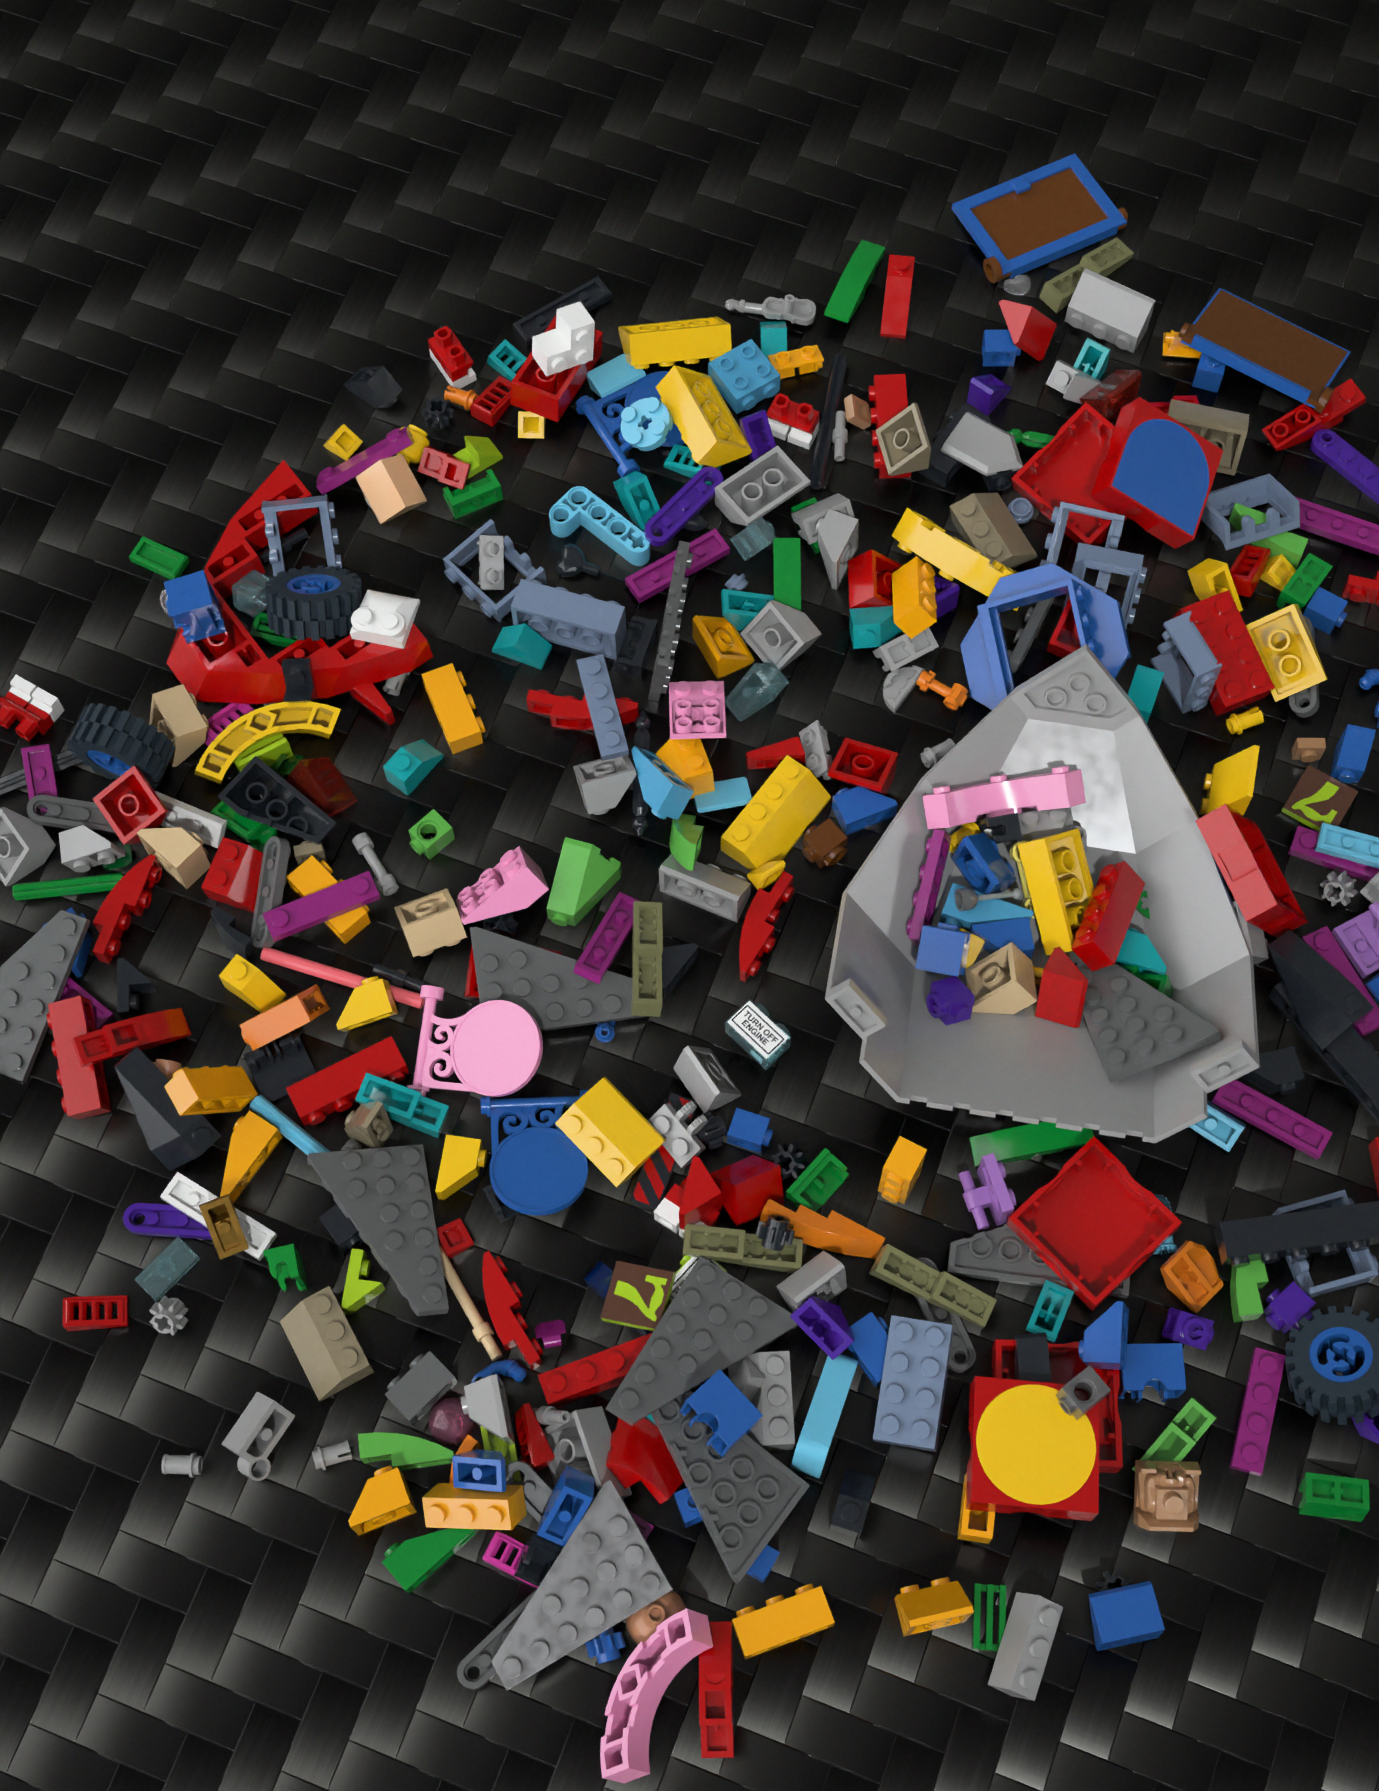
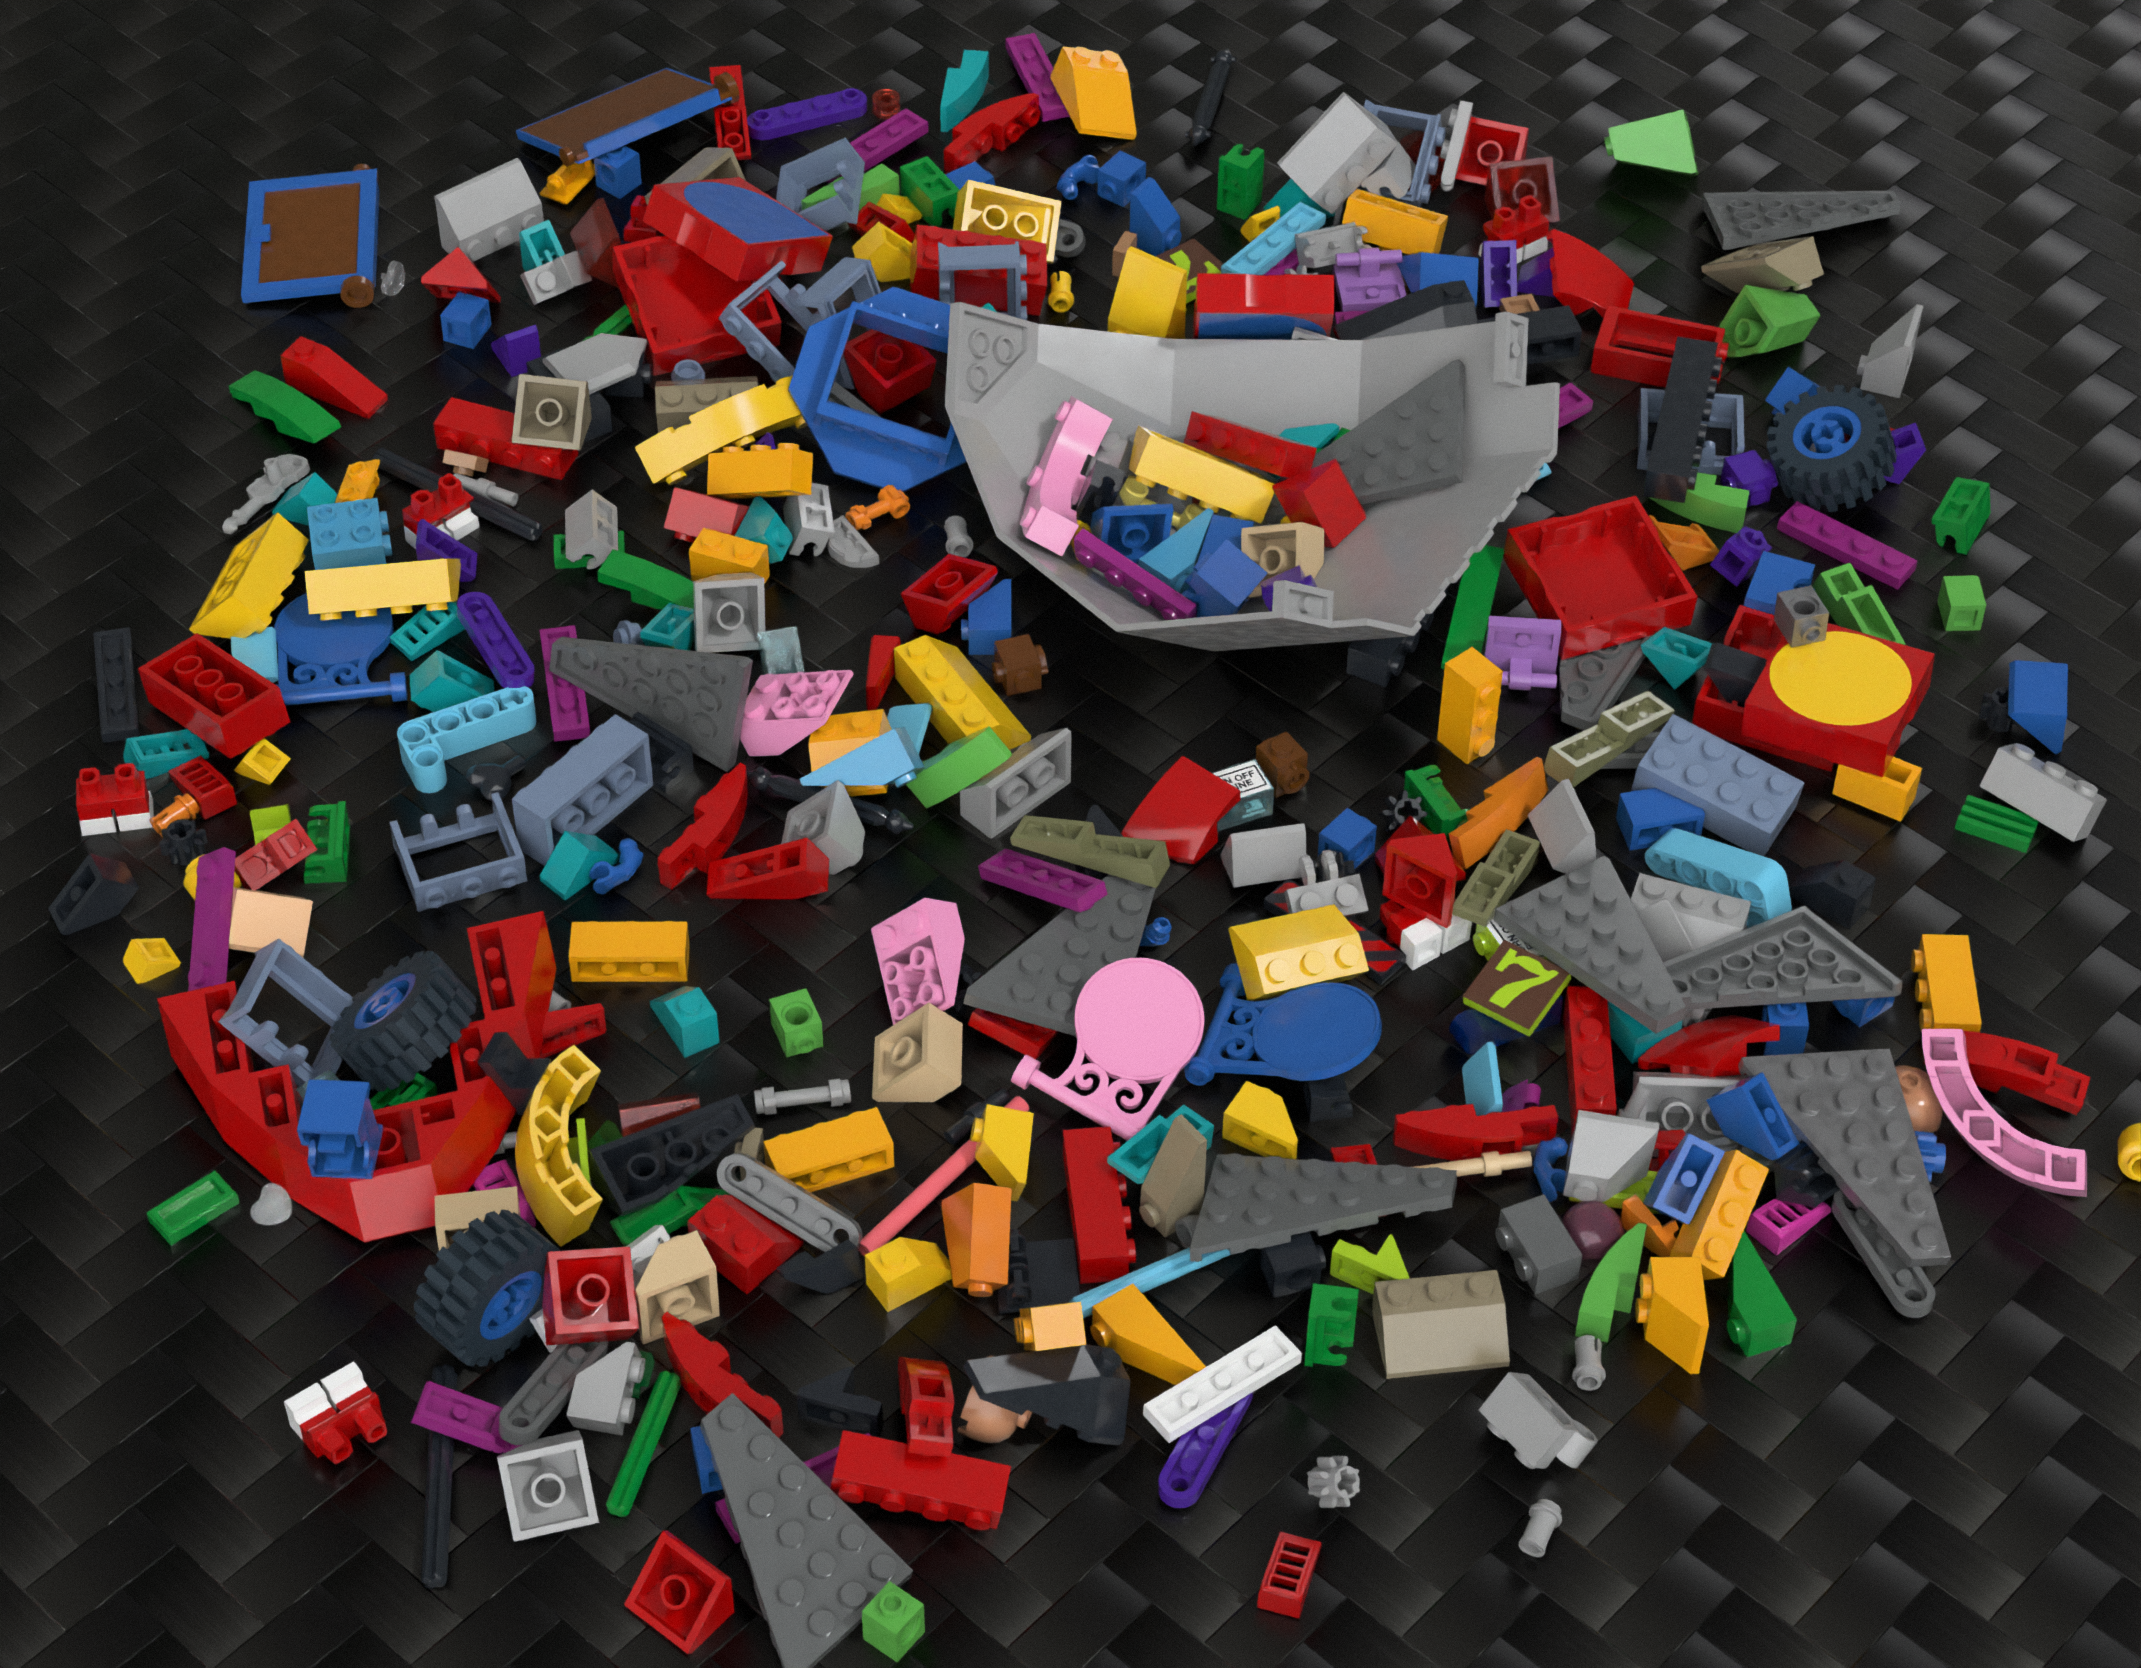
camera: 70 degrees left, 20 degrees down
(167, 1269) = (1262, 1477): clear light blue plate -> none
(224, 1226) = (1254, 1356): pearl gold slope -> none
(321, 906) = (846, 1146): magenta plate -> none
(384, 619) = (486, 943): white slope -> none
(491, 562) = (437, 839): light grey hinge -> none
(533, 675) = (611, 876): none -> blue piece
(553, 1305) = (1482, 1081): none -> medium azure slope
(555, 765) = (774, 872): none -> red slope
(567, 344) = (206, 643): white brick -> none
(580, 881) = (940, 874): bright green slope -> none
(602, 707) = (728, 792): sand blue plate -> none
(637, 414) = (347, 619): medium azure plate -> none
(719, 1005) = (1183, 811): none -> red slope
(724, 1410) = (1702, 927): blue piece -> none
(753, 538) = (578, 599): clear light blue brick -> none
(757, 932) = (1100, 758): red slope -> none
(759, 487) = (521, 566): light grey slope -> none
(766, 873) = (1033, 716): yellow slope -> none
(775, 1232) = (1495, 835): black gear -> none
(802, 1058) = (1283, 763): none -> reddish brown brick
(816, 746) = (890, 626): light grey hinge -> none
(824, 1325) = (1626, 831): dark purple slope -> none
(835, 616) = (726, 554): none -> light orange brick
(837, 543) = (645, 520): light grey slope -> none
(932, 1607) = (1980, 844): light orange slope -> none
(967, 899) = (1174, 546): dark grey hinge -> none
(1102, 260) = (416, 226): olive slope -> none
(1107, 1339) = (1741, 597): blue slope -> none
(1166, 1495) = (1920, 624): medium nougat brick -> none
(1225, 1523) = (1961, 603): none -> bright green panel

